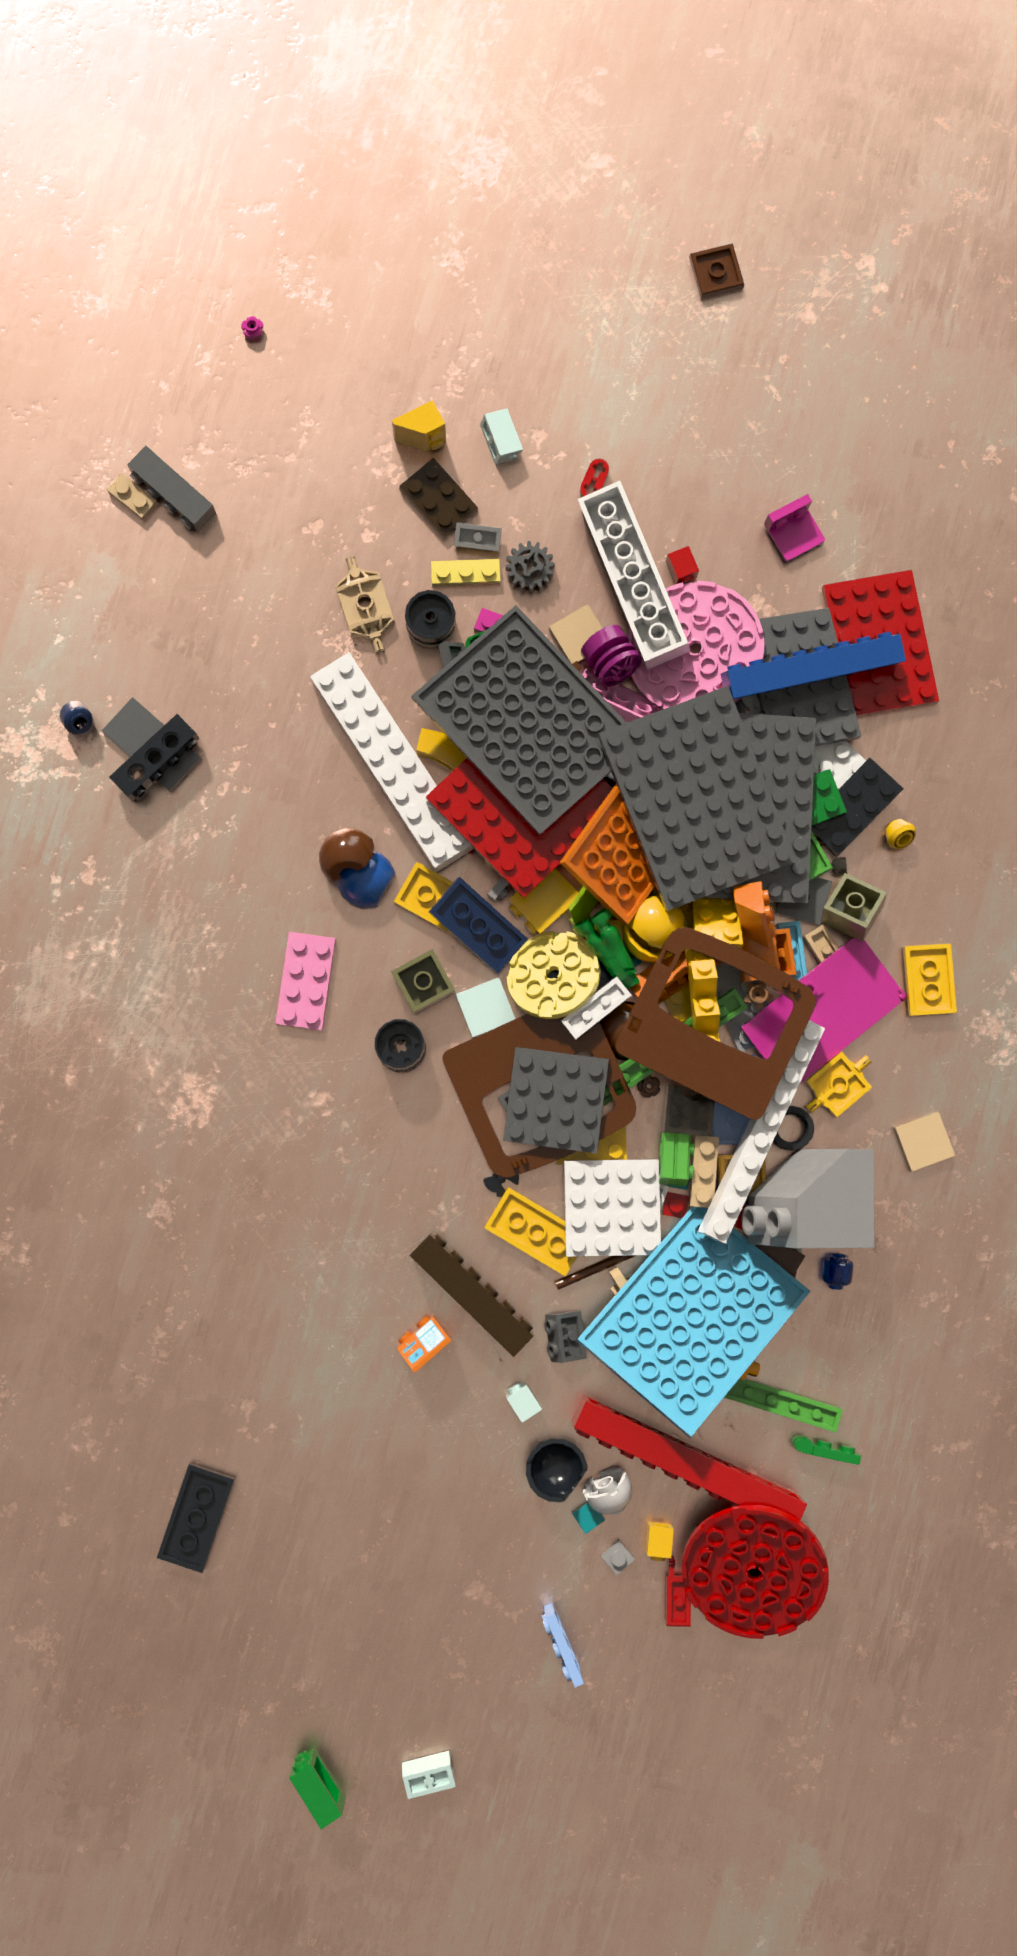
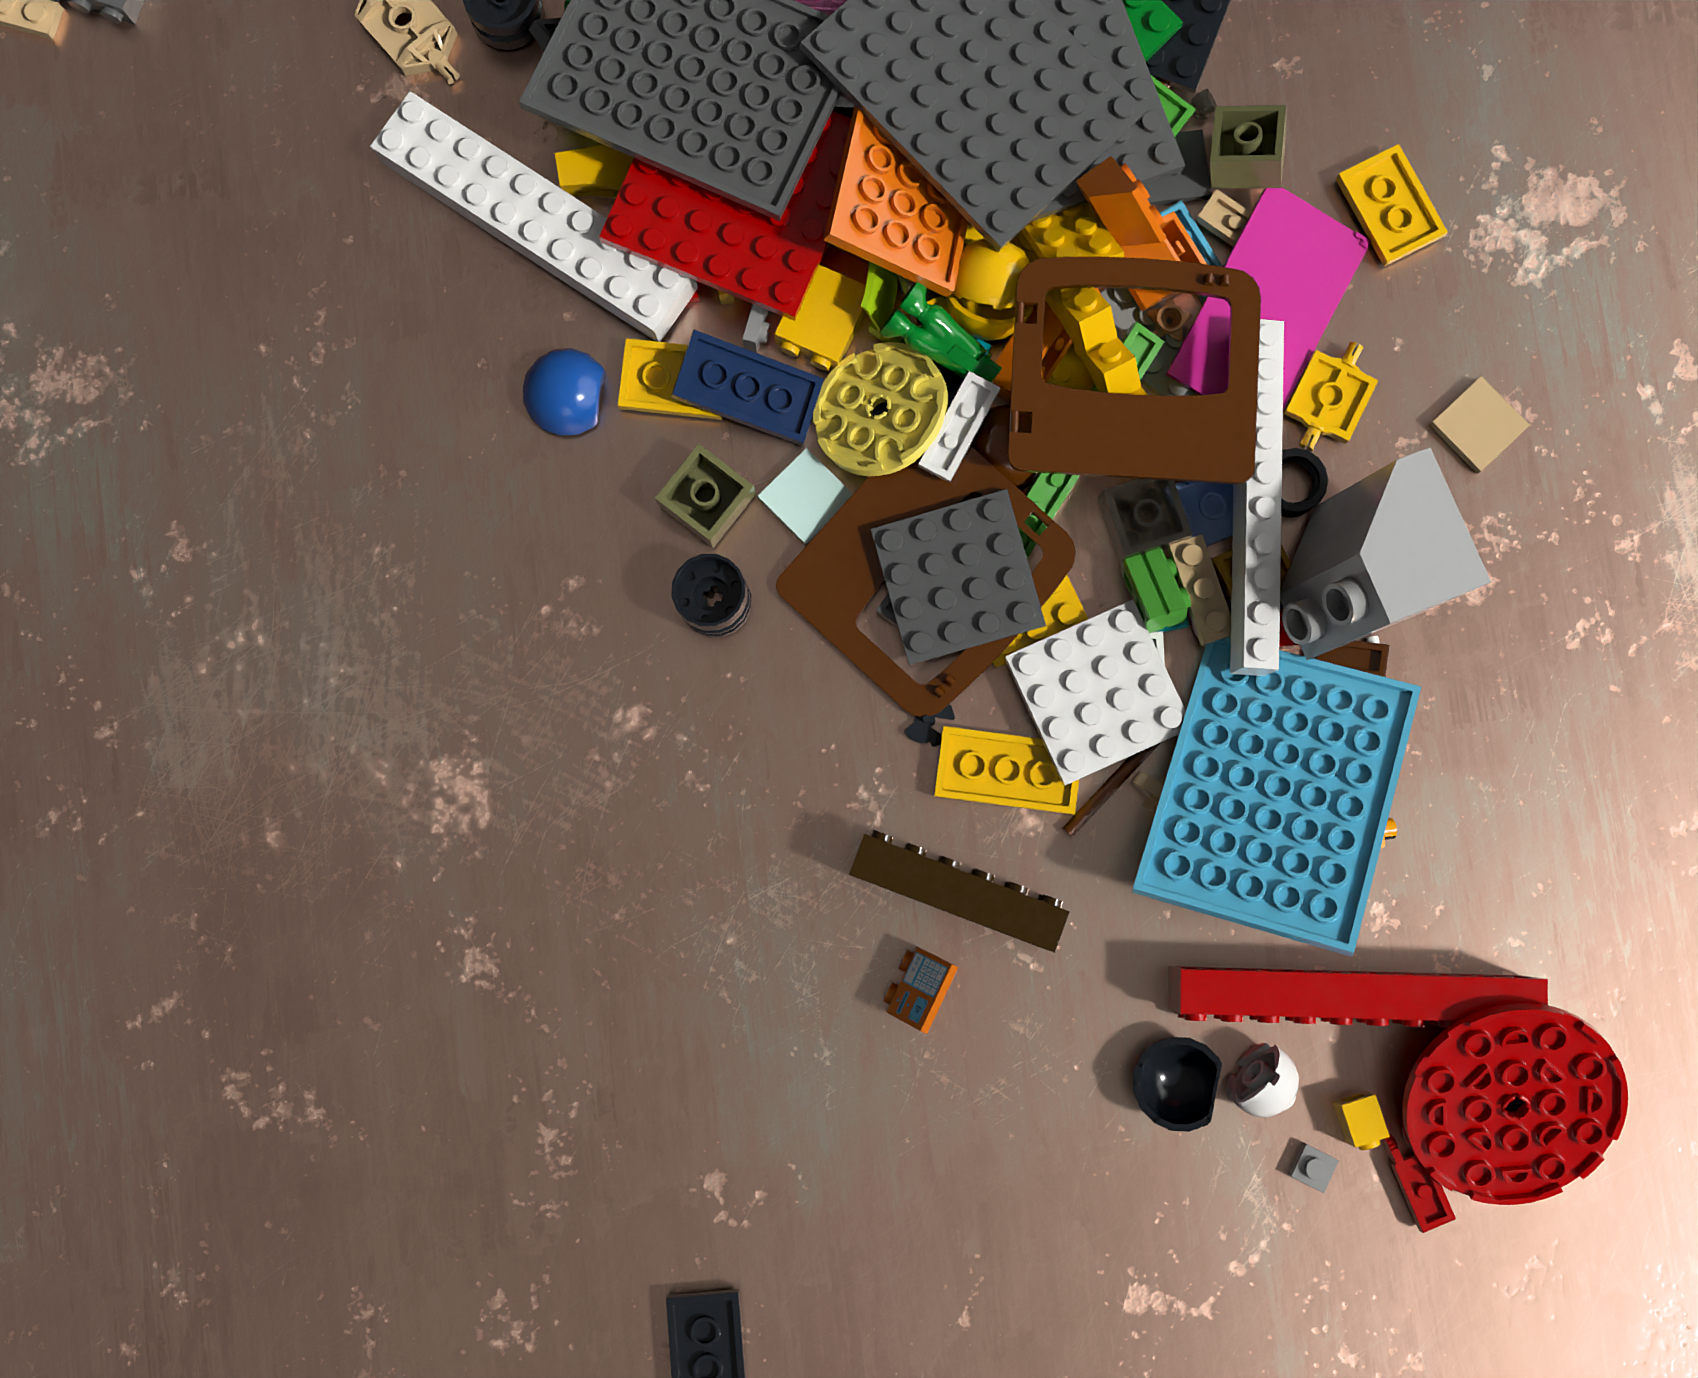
camera: 15 degrees left, 0 degrees up
(76, 717) = (80, 345): dark blue head -> none
(134, 727) = (192, 335): dark grey tile -> none
(158, 744) = (197, 329): black brick -> none
(305, 981) = (543, 566): bright pink plate -> none
(345, 850) = (517, 360): reddish brown cylinder -> none
(523, 1401) = (1091, 1010): light aqua brick -> none
(562, 1334) = (1109, 898): dark grey bracket -> none
(562, 1645) = (1293, 1323): light blue plate -> none
(587, 1517) = (1248, 1130): teal tile -> none
(648, 1092) = (1076, 517): reddish brown plate -> none
(675, 1205) = (1182, 654): red plate -> none
(786, 1404) = (1455, 858): bright green plate -> none
(824, 1449) = (1530, 897): green hinge -> none
(837, 1271) = (1441, 647): clear blue head -> none
(900, 834) = (1266, 26): yellow cone -> none

